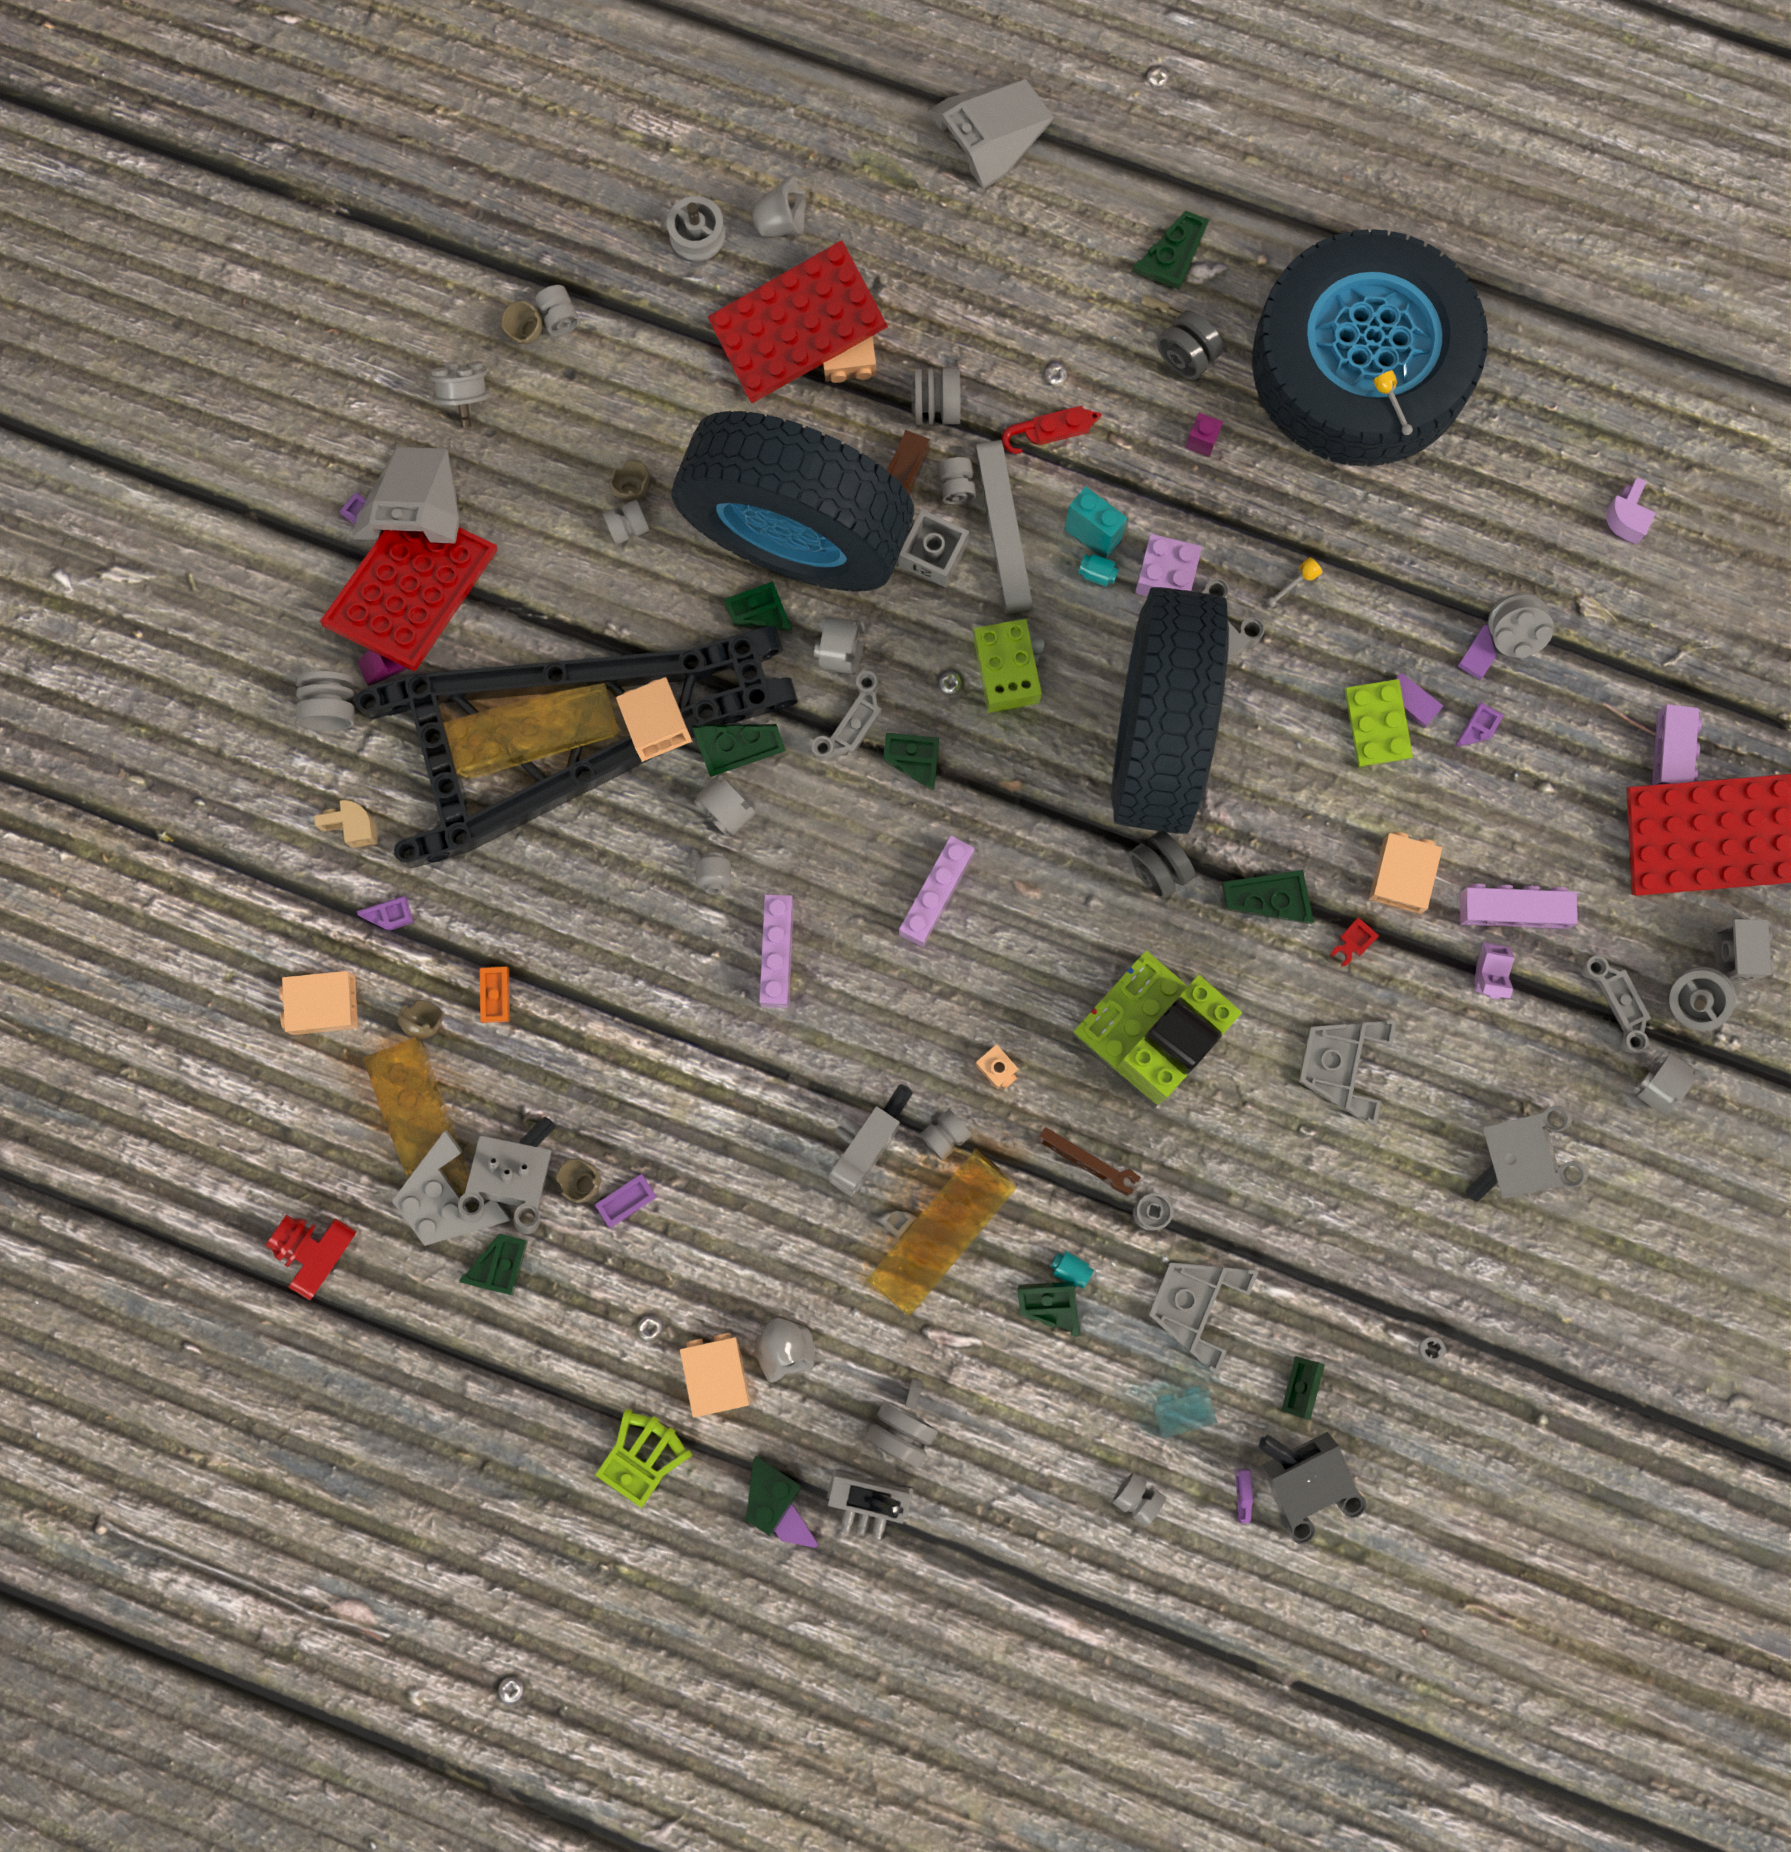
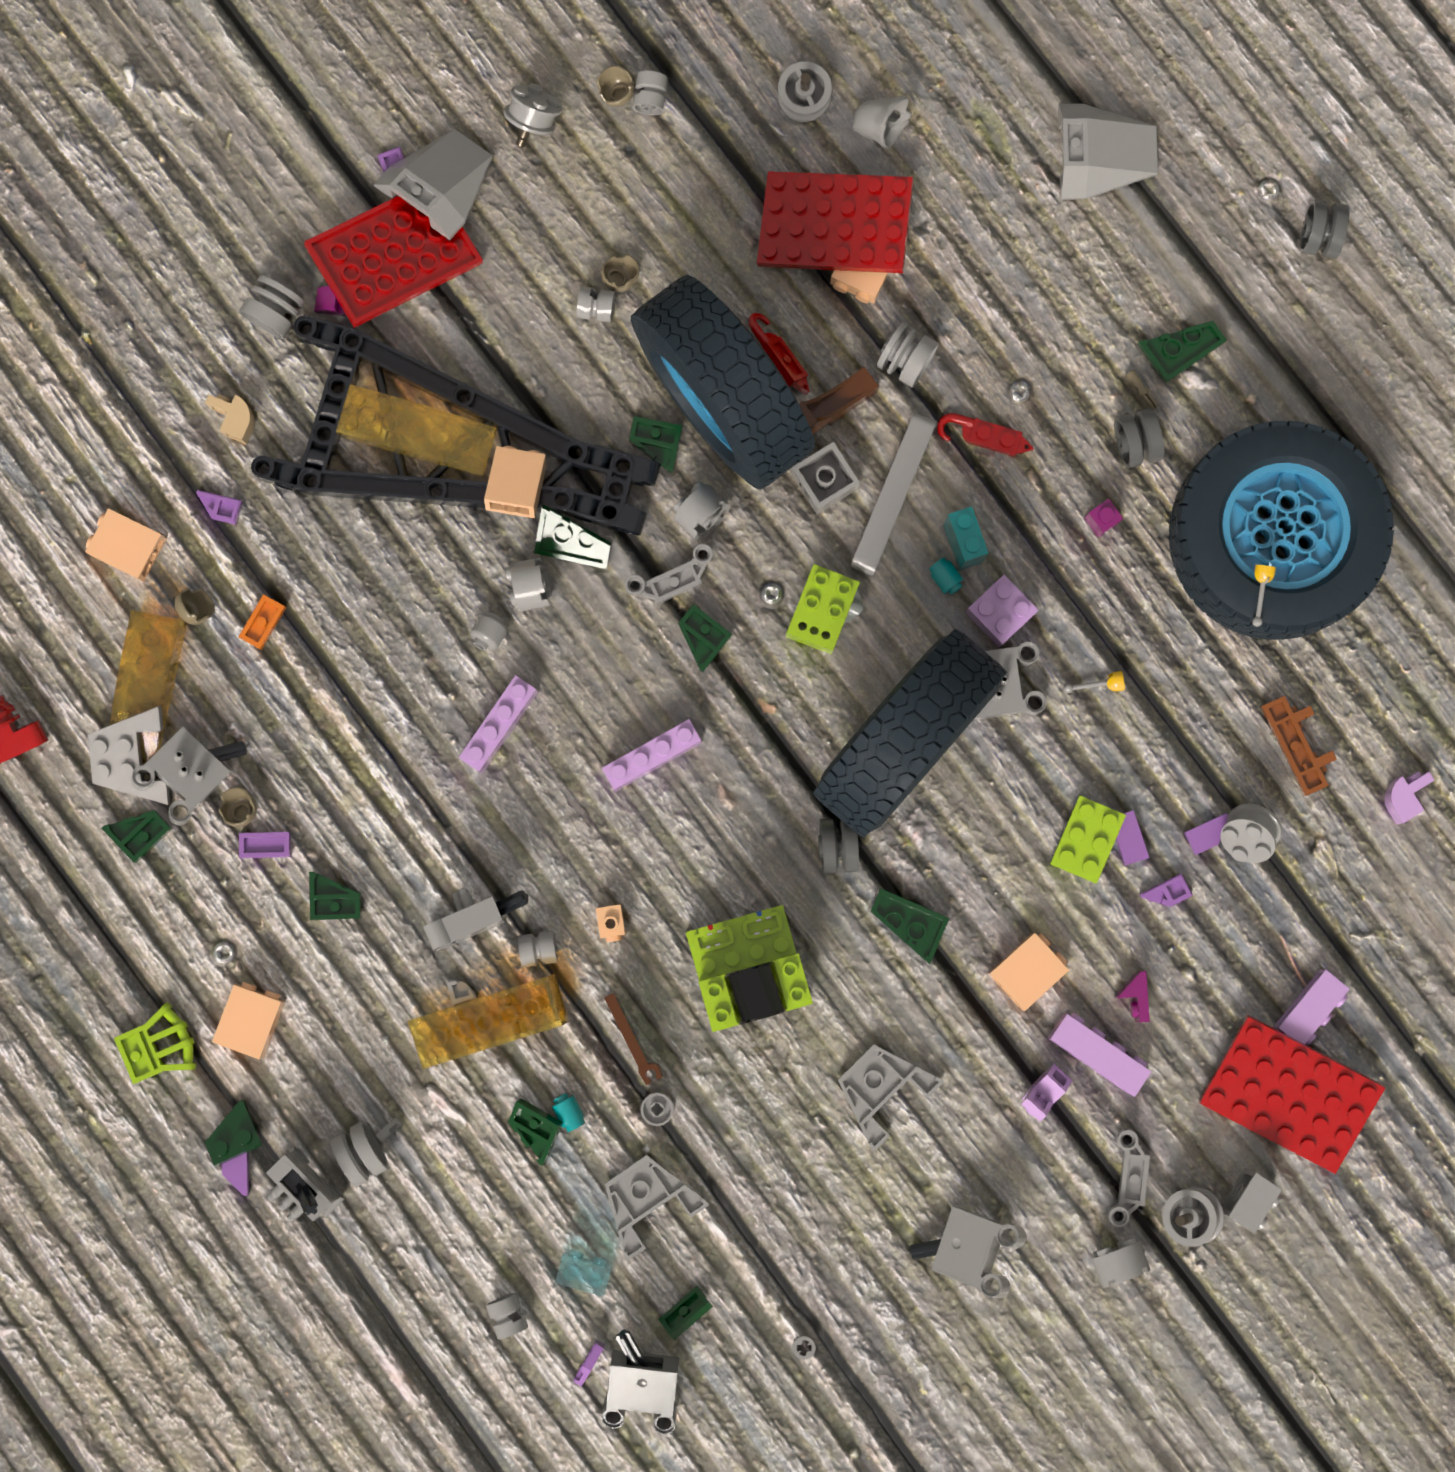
camera: 30 degrees right, 5 degrees up
(723, 1211) = (332, 900): none -> dark green wing
(782, 1345) = (313, 1034): light grey piece -> none
(956, 476) = (881, 430): light grey wheel -> none
(1231, 75) = (1324, 229): none -> dark grey wheel
(1355, 939) = (956, 999): red plate -> none
(1513, 827) = (1137, 988): none -> magenta slope
(1519, 538) = (1304, 763): none -> dark orange hinge

